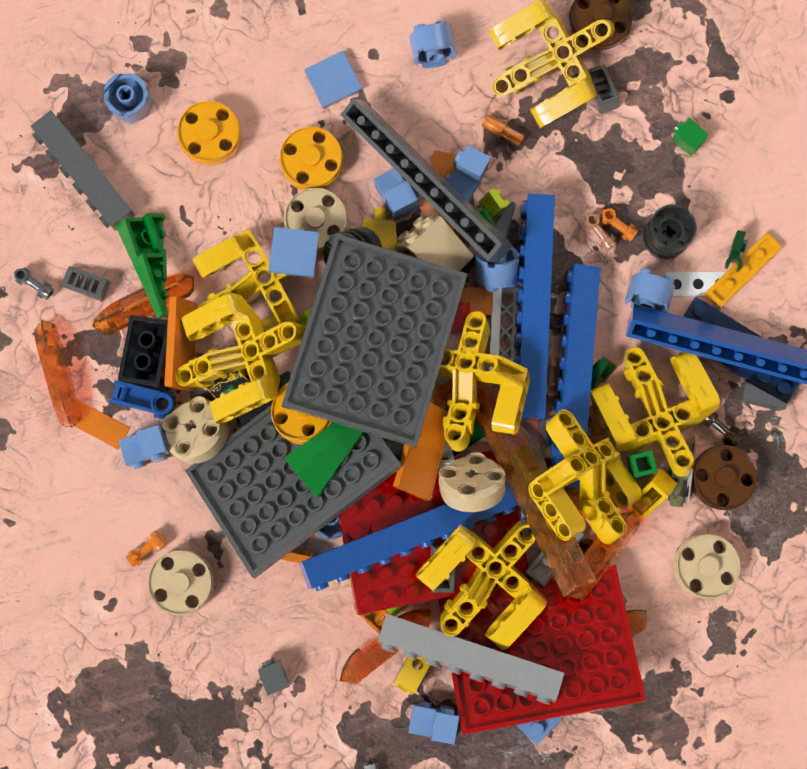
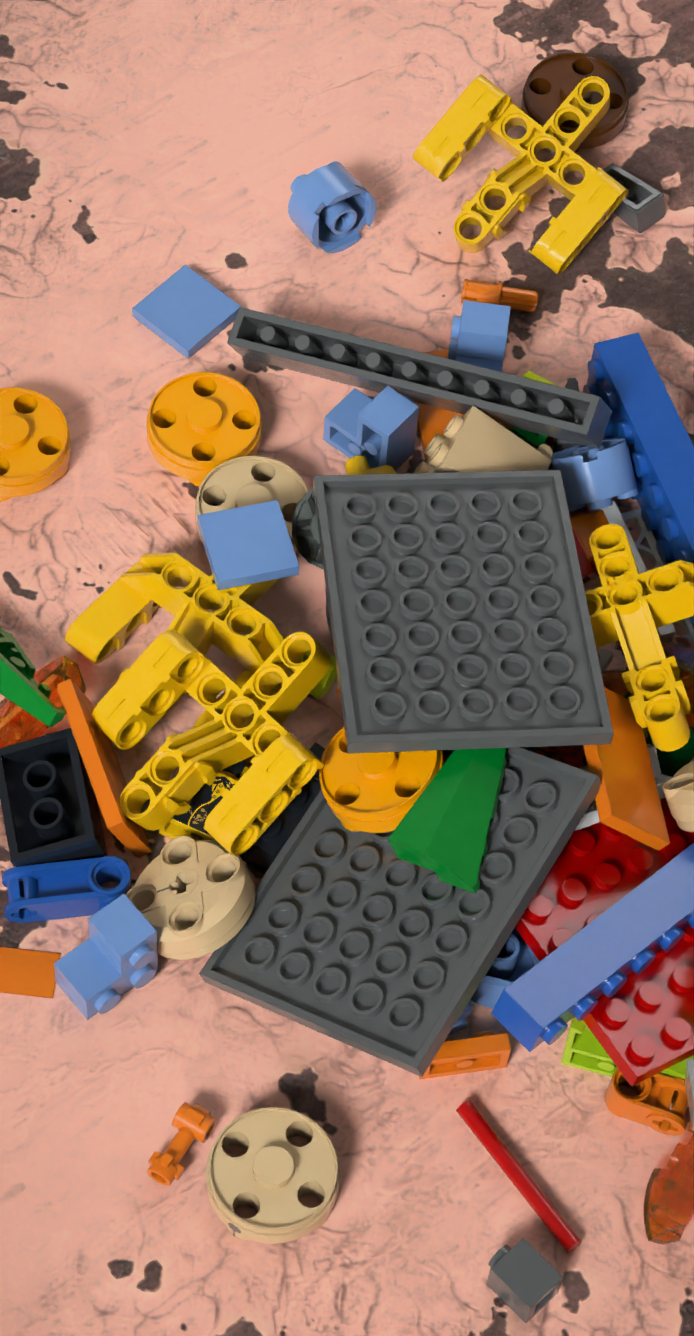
camera: 25 degrees left, 25 degrees down
(295, 622) = (518, 1176): none -> red bar

